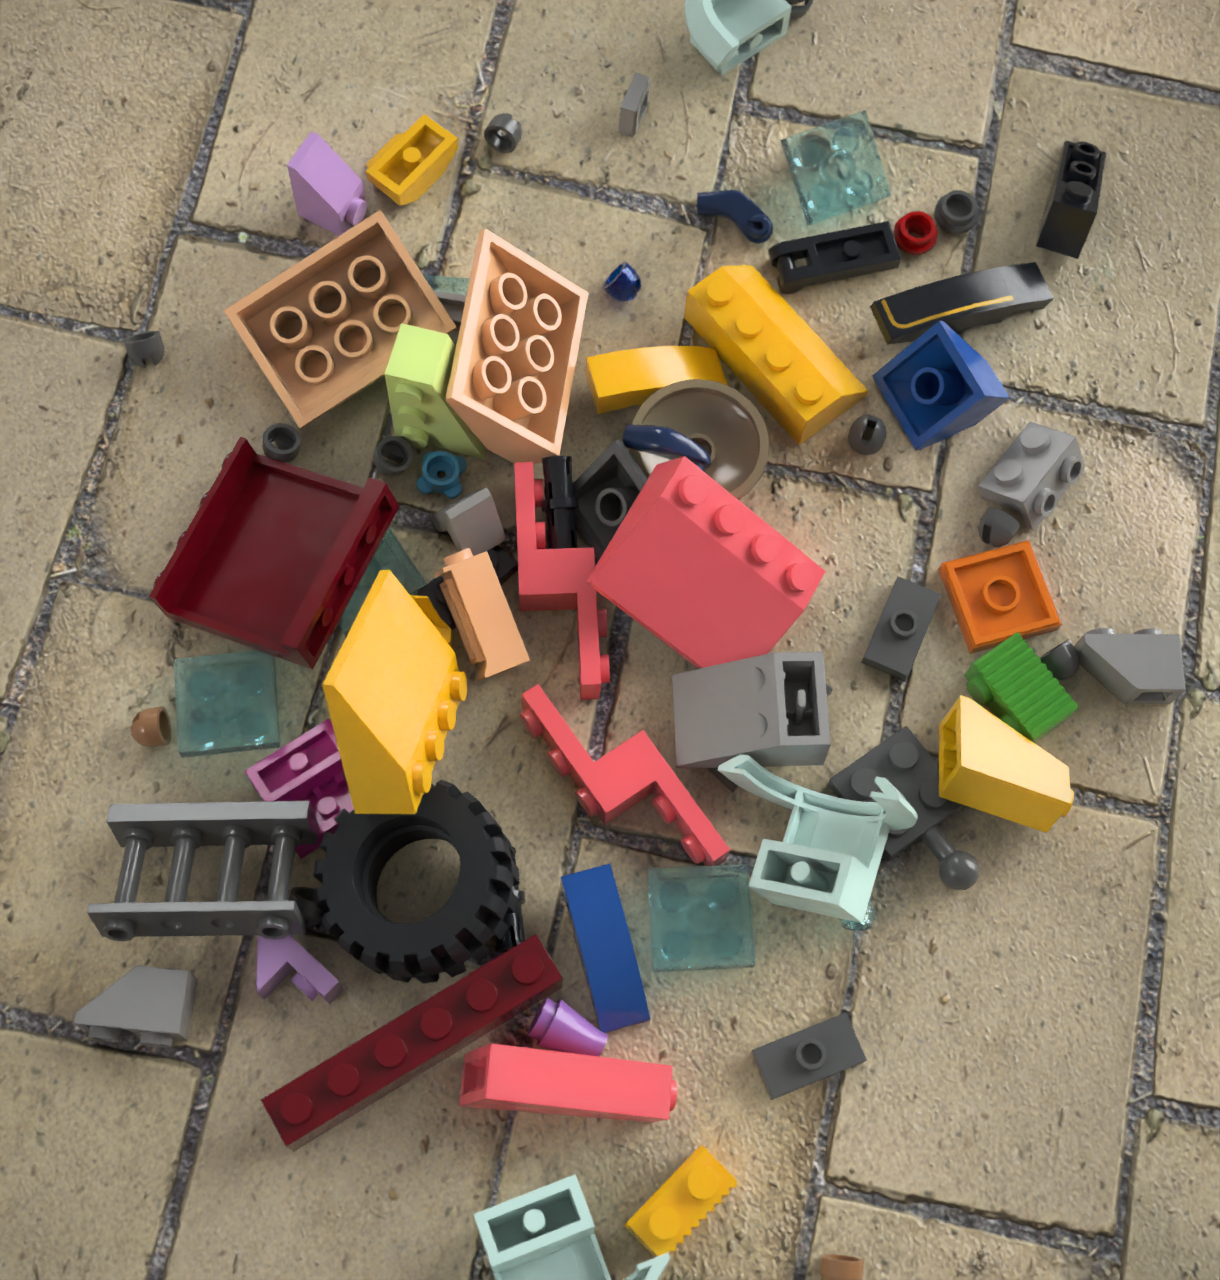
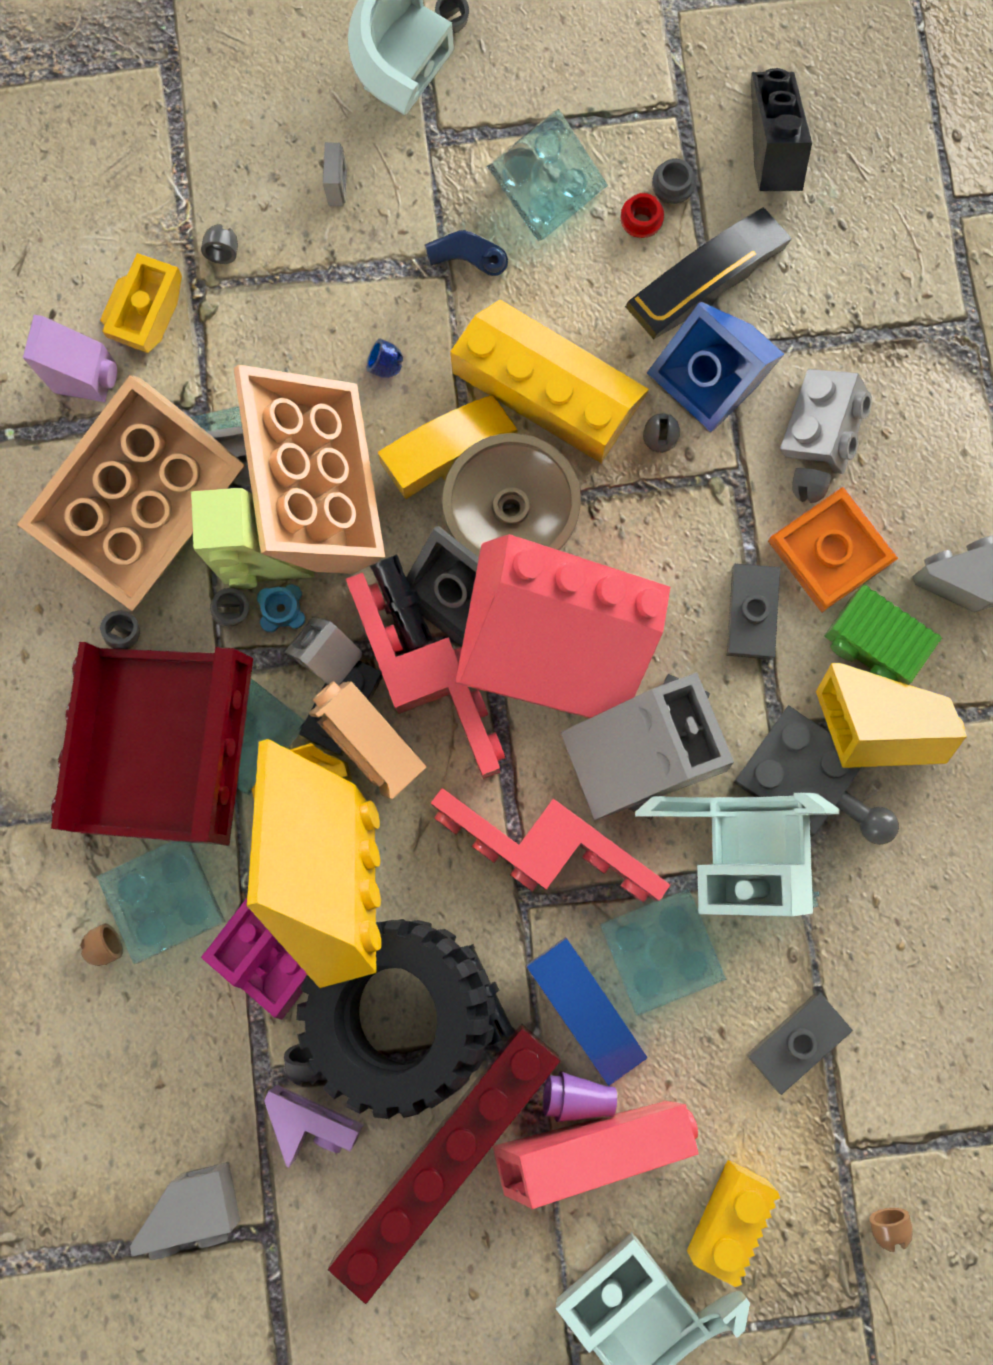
camera: 10 degrees left, 10 degrees up
(188, 828) = (168, 1036): dark grey fence -> none
(665, 443) = (485, 515): dark blue arm -> none
(835, 256) = (575, 264): black plate -> none
(1062, 660) = (908, 593): dark grey hinge -> none

